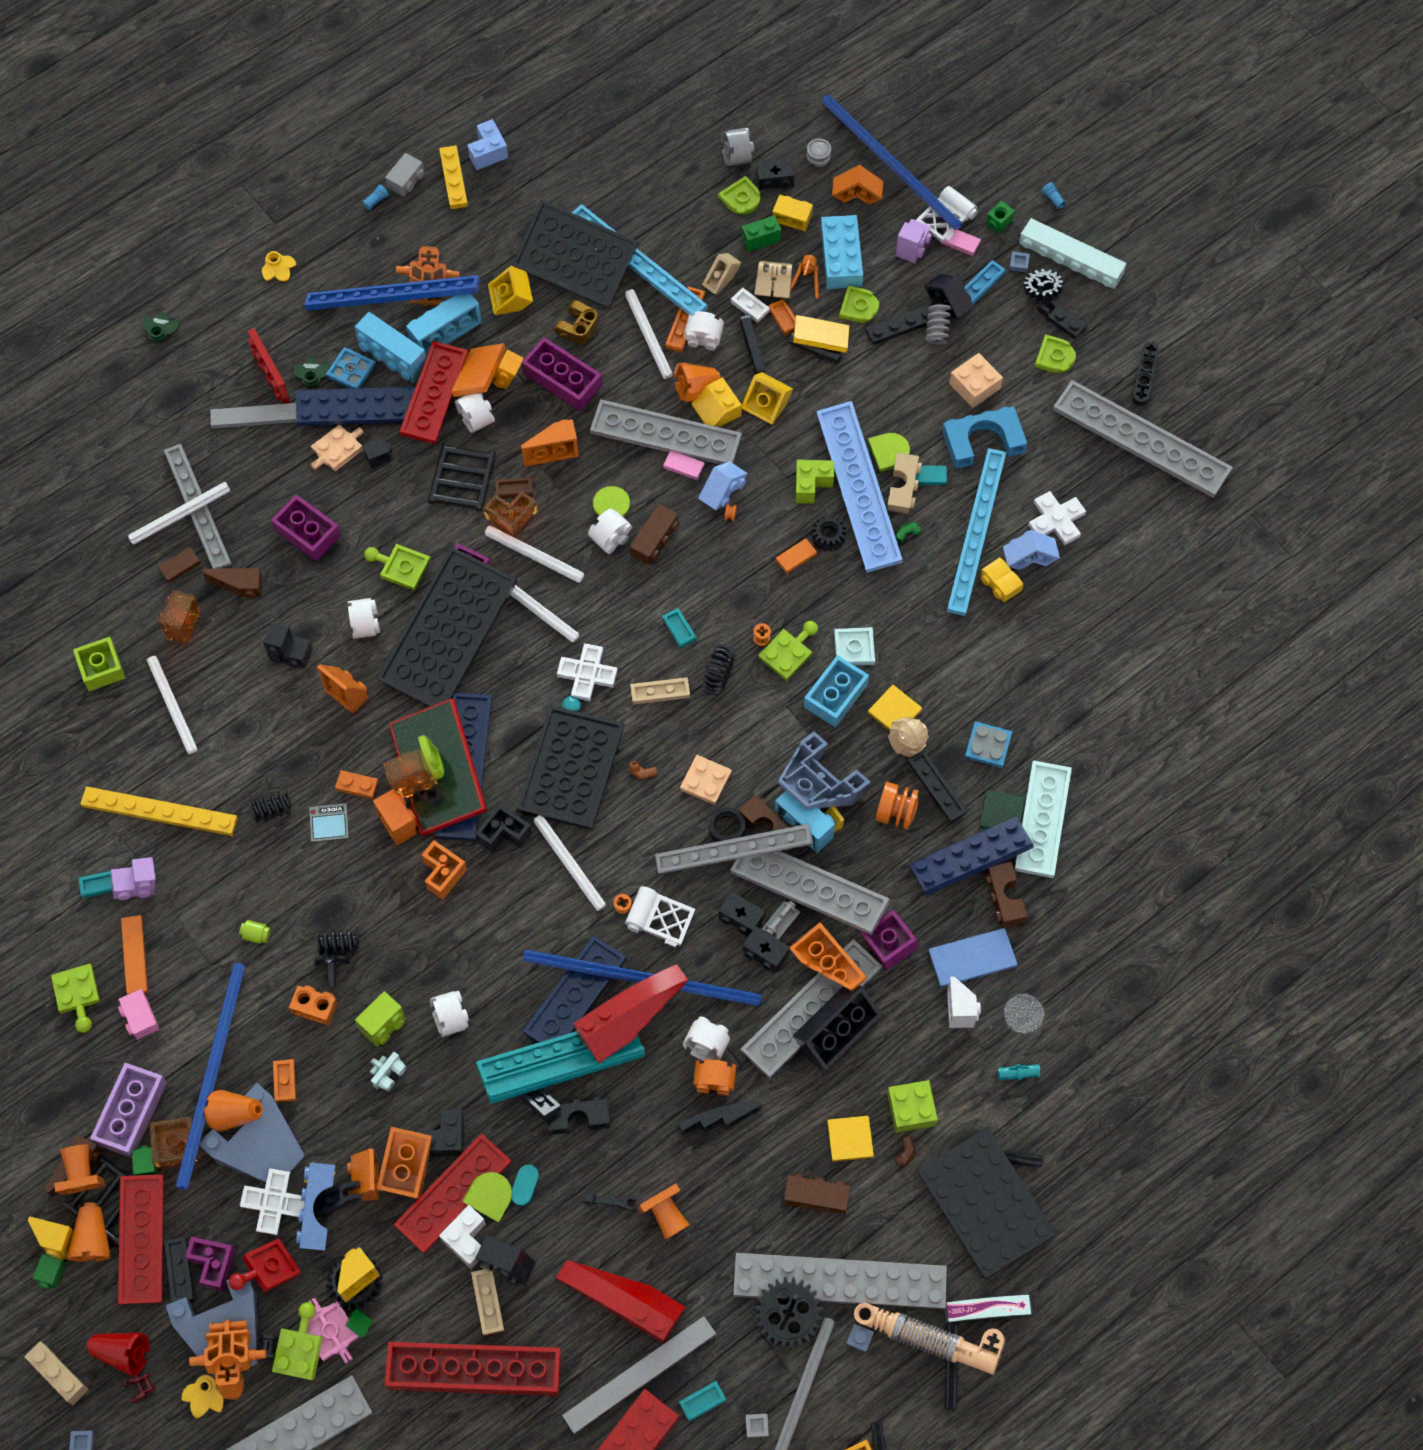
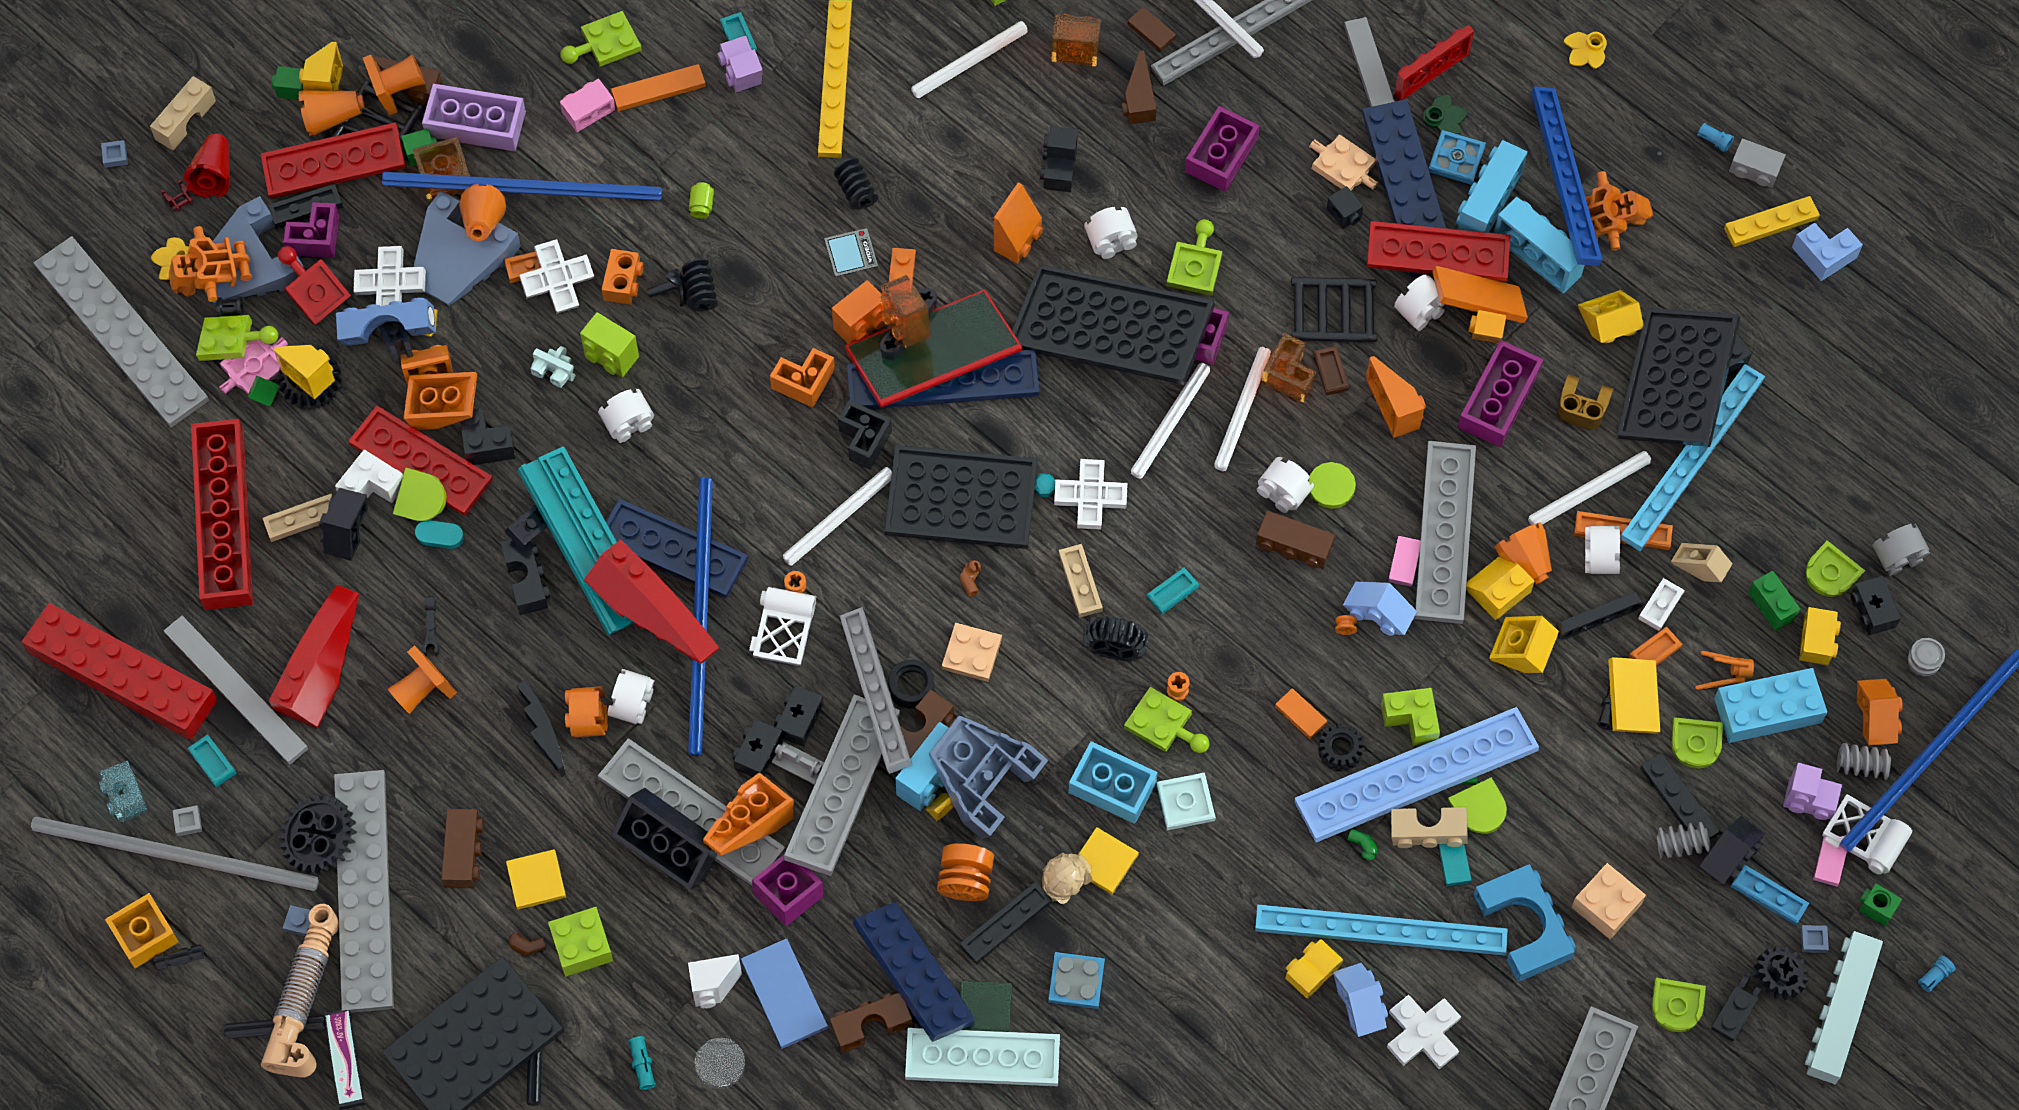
camera: 80 degrees right, 0 degrees up
(303, 1057) = (556, 276): none -> white plate
(431, 757) = (931, 332): lime tile -> none
(768, 280) = (1702, 625): tan hips -> none
(893, 204) = (1864, 760): none -> light grey piece

